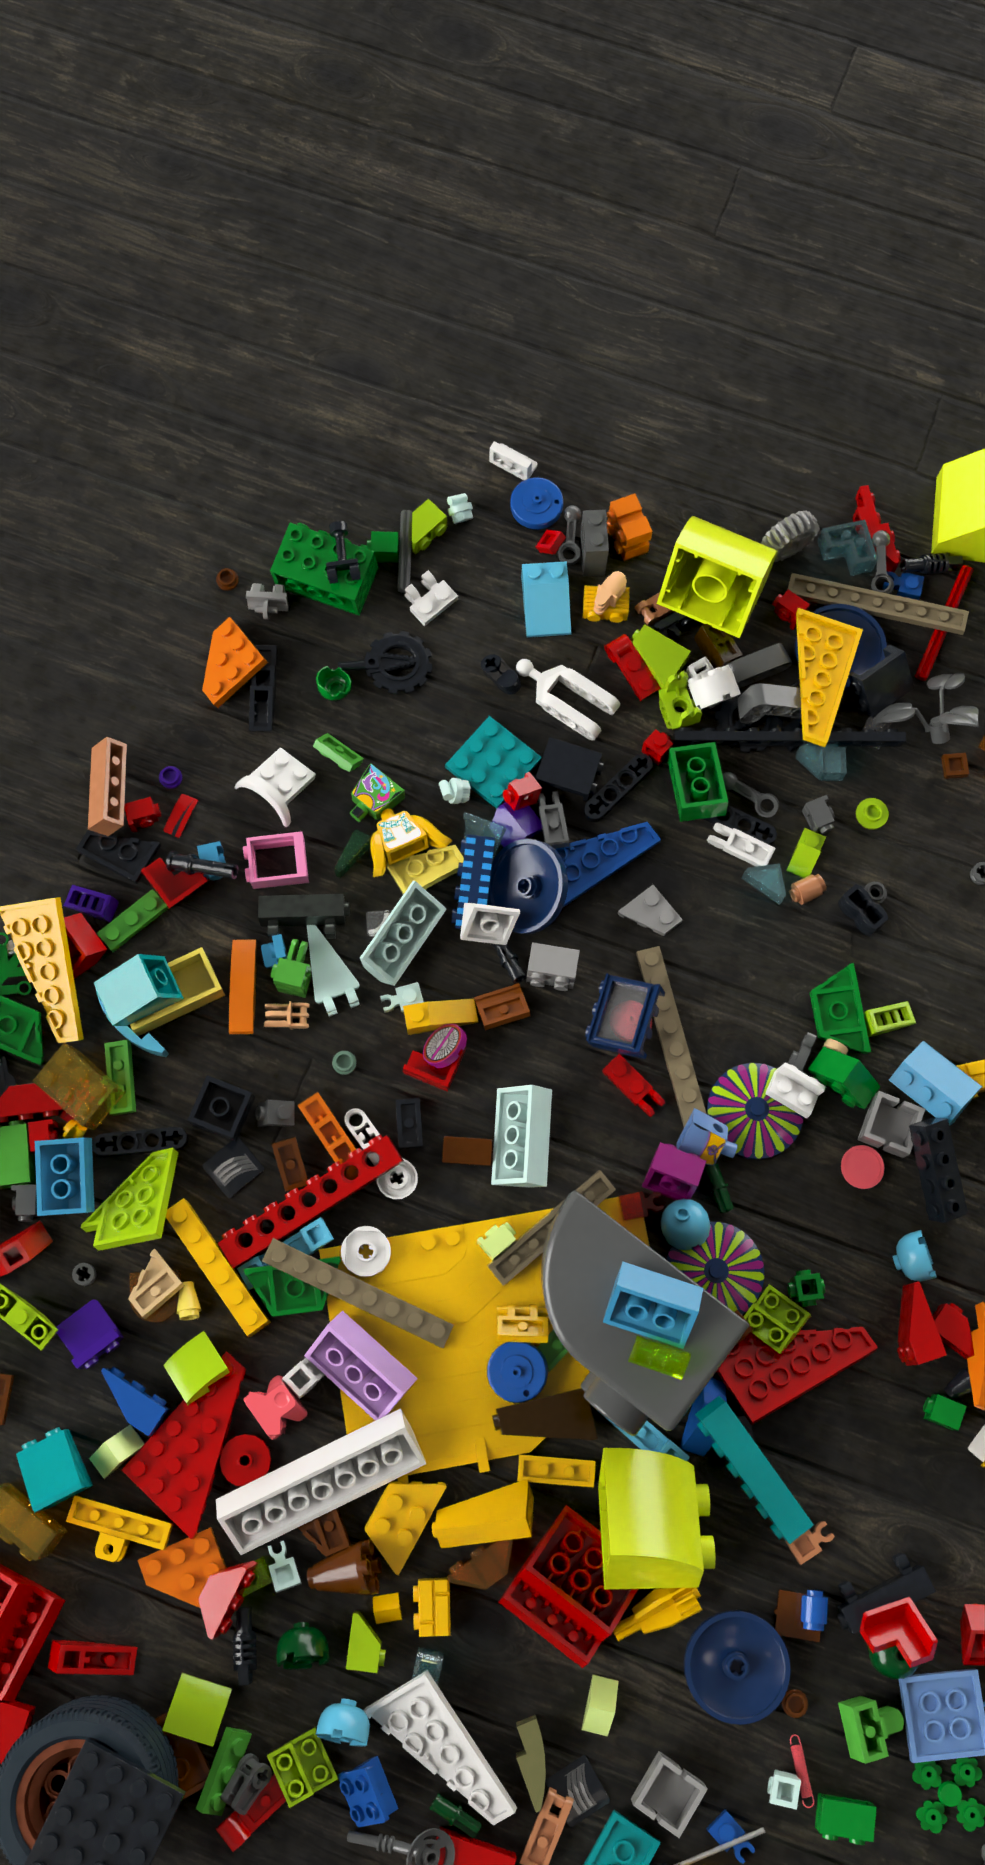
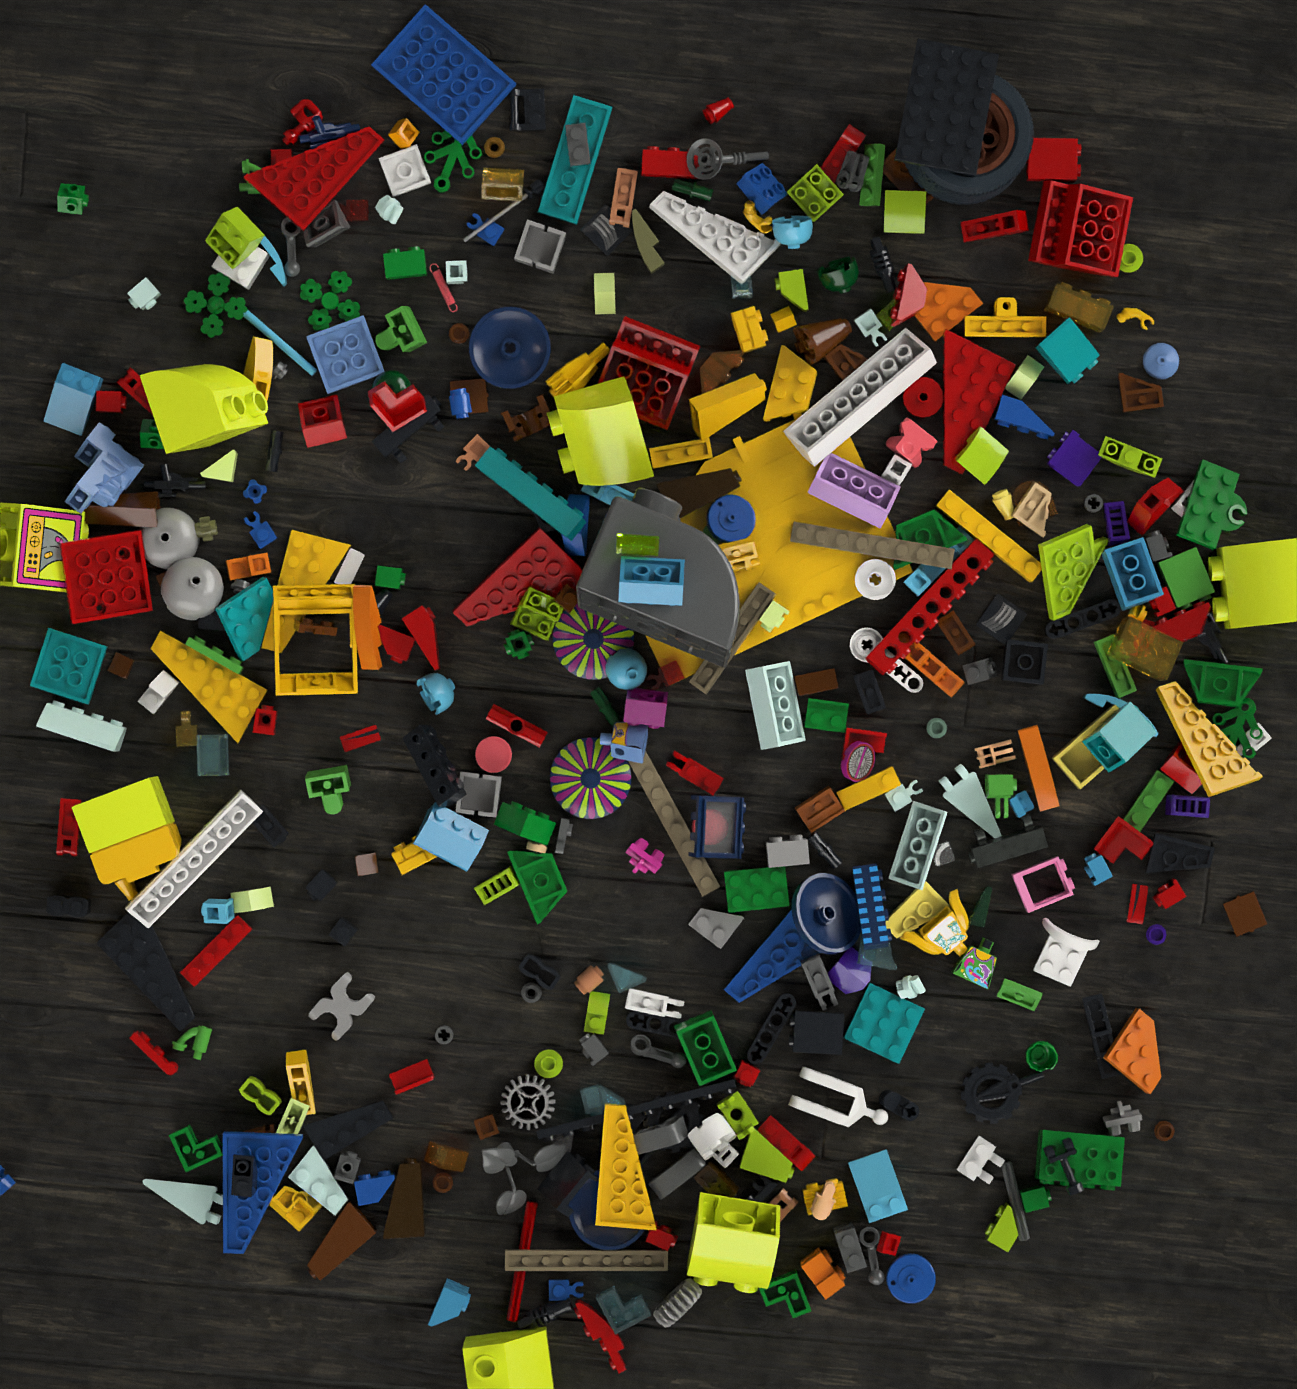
camera: 170 degrees right, 15 degrees up
(67, 775) = (1244, 913): none -> reddish brown piece
(75, 1235) = (1118, 540): none -> dark purple slope
(107, 786) = (1204, 908): nougat brick -> none
(192, 864) = (1110, 857): black pin -> none
(385, 1748) = (761, 224): none -> yellow piece
(459, 508) = (977, 1254): light aqua piece -> none
(465, 1110) = (826, 715): none -> green plate
(488, 923) = (850, 873): white slope -> none
(511, 461) = (943, 1315): white bracket -> none
(522, 792) = (852, 999): red brick -> none
(599, 936) = (756, 888): none -> green brick
(665, 518) = (787, 1288): none -> green brick
(721, 1014) = (642, 860): none -> dark pink hips
(732, 1564) = (529, 420): none -> reddish brown piece
(795, 1089) = (563, 802): white bracket -> none
(841, 1203) = (504, 719): none -> red piece
(880, 541) = (596, 1318): dark grey piece -> none
(900, 763) = (521, 1093): none -> light grey gear

